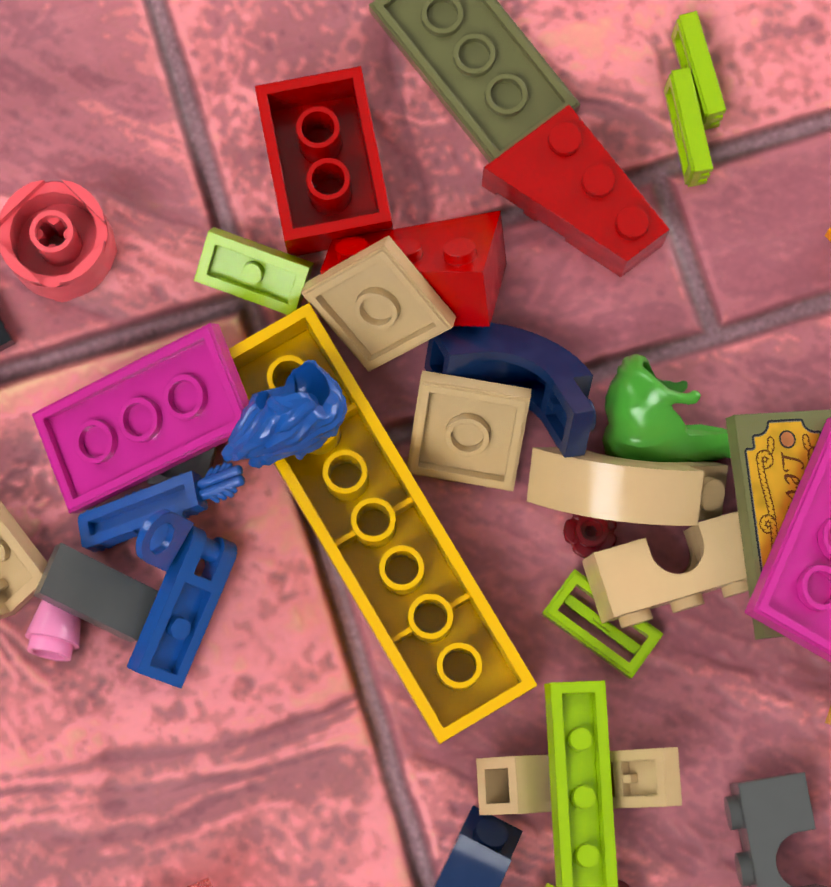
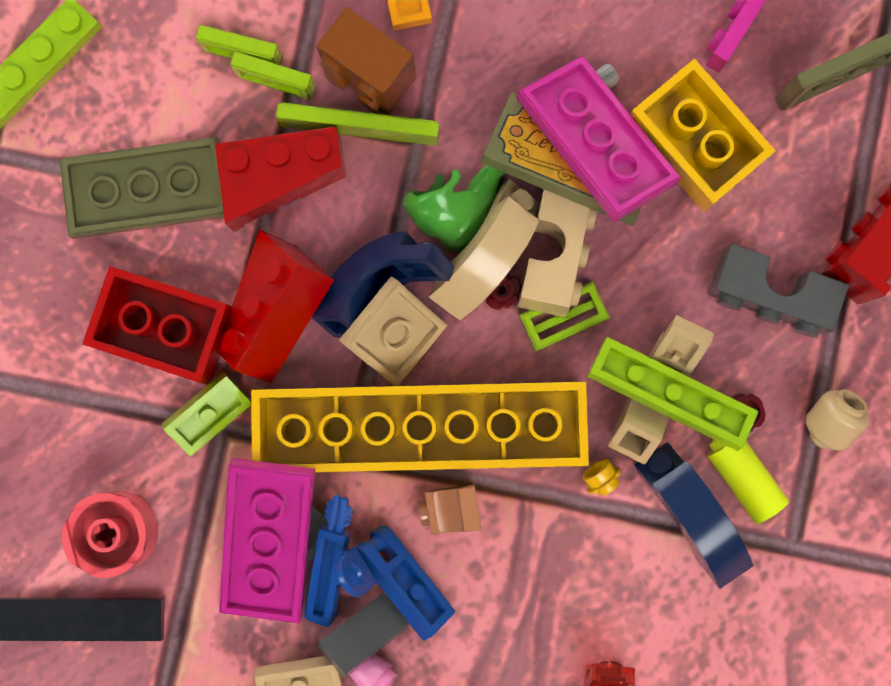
camera: 55 degrees left, 5 degrees up
(288, 418) = (323, 447): blue hair -> none
(298, 613) = (451, 510): none -> nougat arch
(378, 304) = (278, 344): tan tile -> none
(435, 774) = (602, 477): none -> yellow plate
(690, 257) = (359, 123): none -> lime tile
(765, 222) = (366, 62): none -> dark orange brick

